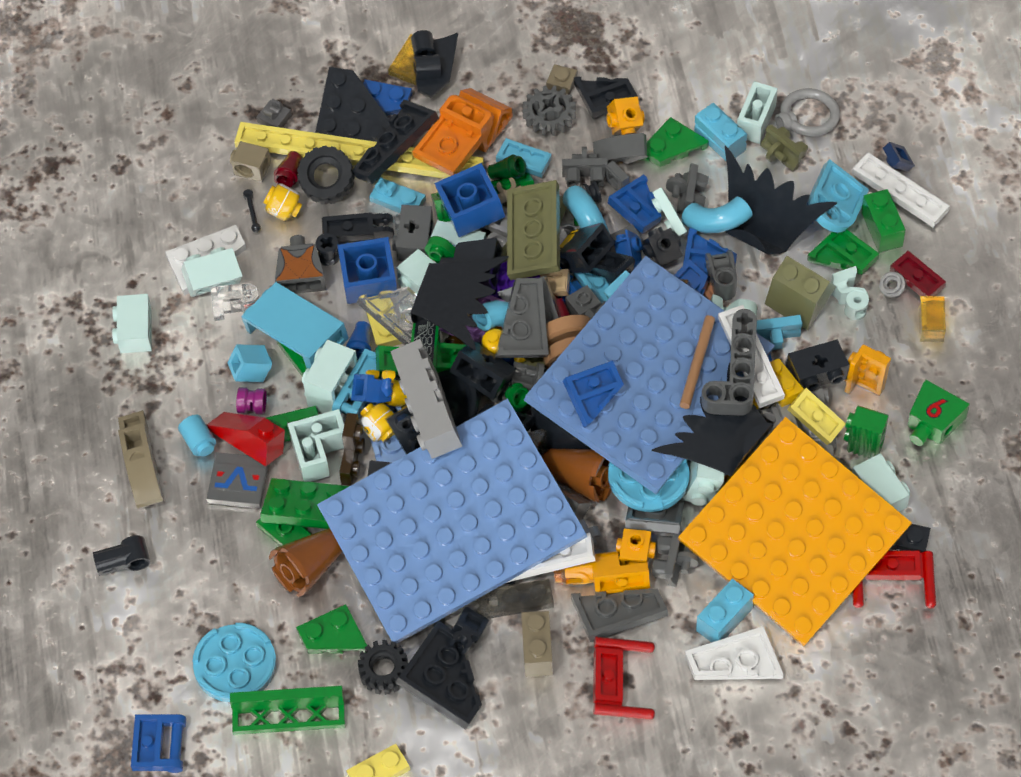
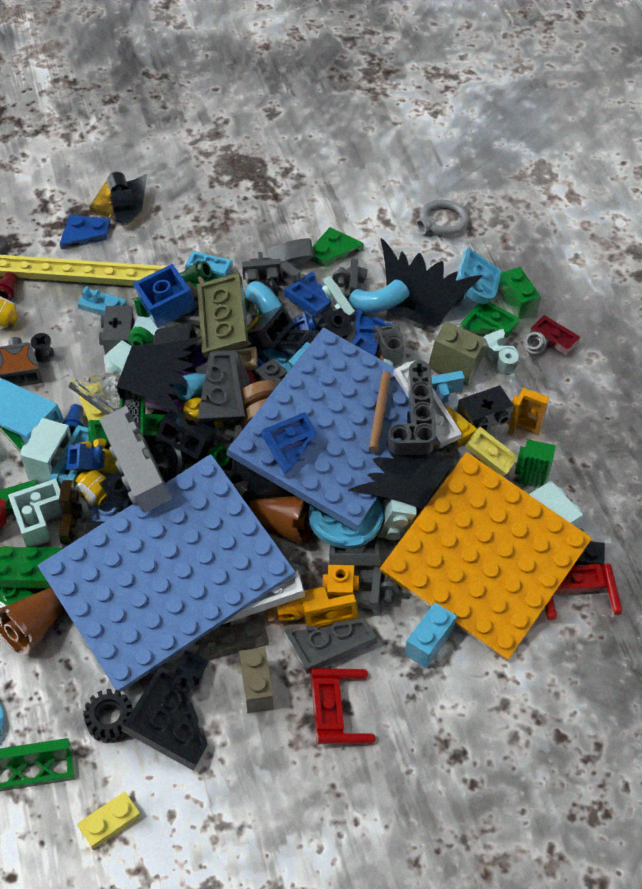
camera: 10 degrees left, 5 degrees down
(321, 156) = (44, 303): black tyre -> none
(332, 633) = (57, 687): green wing -> none
(349, 108) = (59, 236): black plate -> none
(358, 226) = (70, 327): black hinge -> none
(366, 268) = (76, 358): blue brick -> none
(401, 134) = (93, 260): black wing -> none
(464, 126) = (154, 243): orange piece -> none
(549, 110) = (227, 228): dark grey gear -> none
(562, 78) = (235, 205): dark tan plate -> none
(602, 92) = (273, 214): black wing -> none
(625, 116) = (291, 226): light orange brick -> none
(720, 131) = (370, 231): medium azure brick -> none
(735, 657) = (446, 677): white wing -> none
(757, 111) = (401, 217): light aqua brick -> none
(781, 147) = (426, 244): olive hips -> none
(898, 157) = (522, 245): dark blue plate -> none
(902, 190) = (536, 272): white plate -> none
(932, 319) = (573, 367): clear yellow piece -> none
(935, 414) = (591, 445): green torso -> none

